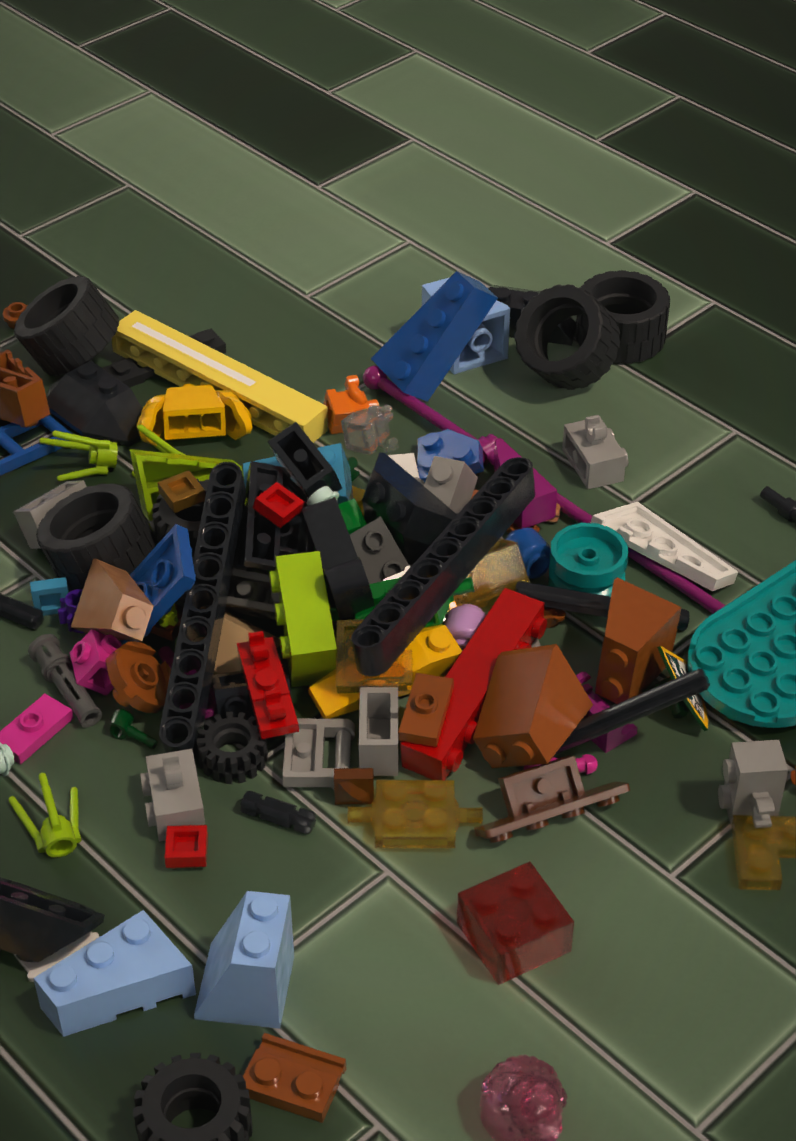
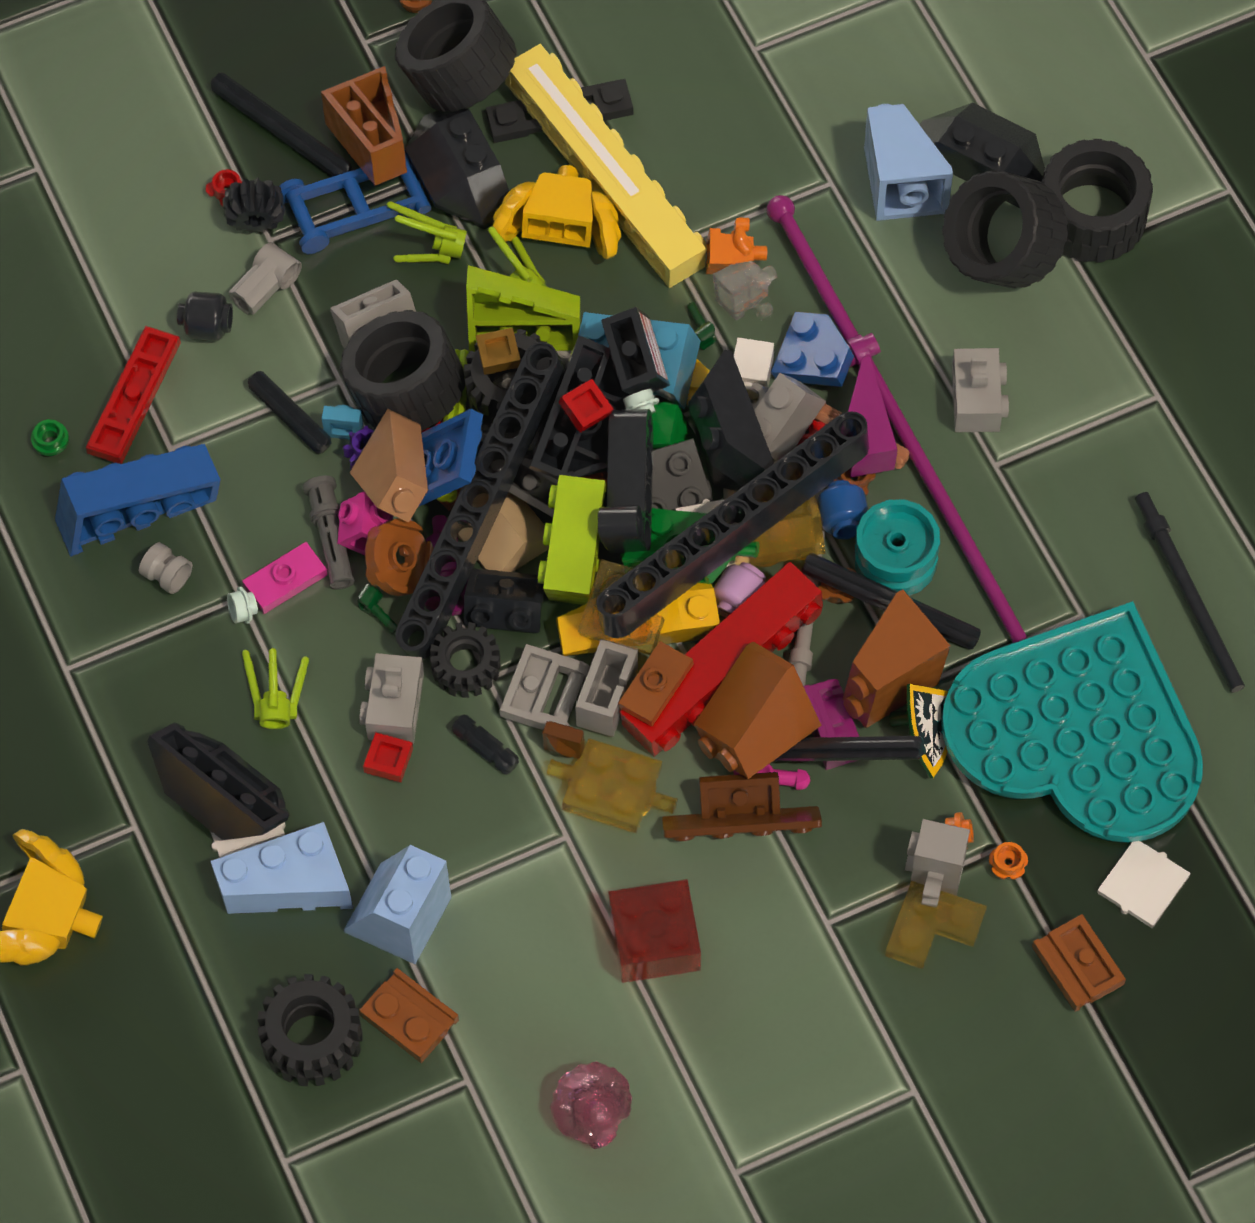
camera: 20 degrees right, 20 degrees up
(267, 686) = (514, 608): red plate -> none
(435, 336) = (850, 194): blue wedge -> none
(667, 545) = (990, 532): white wing -> none

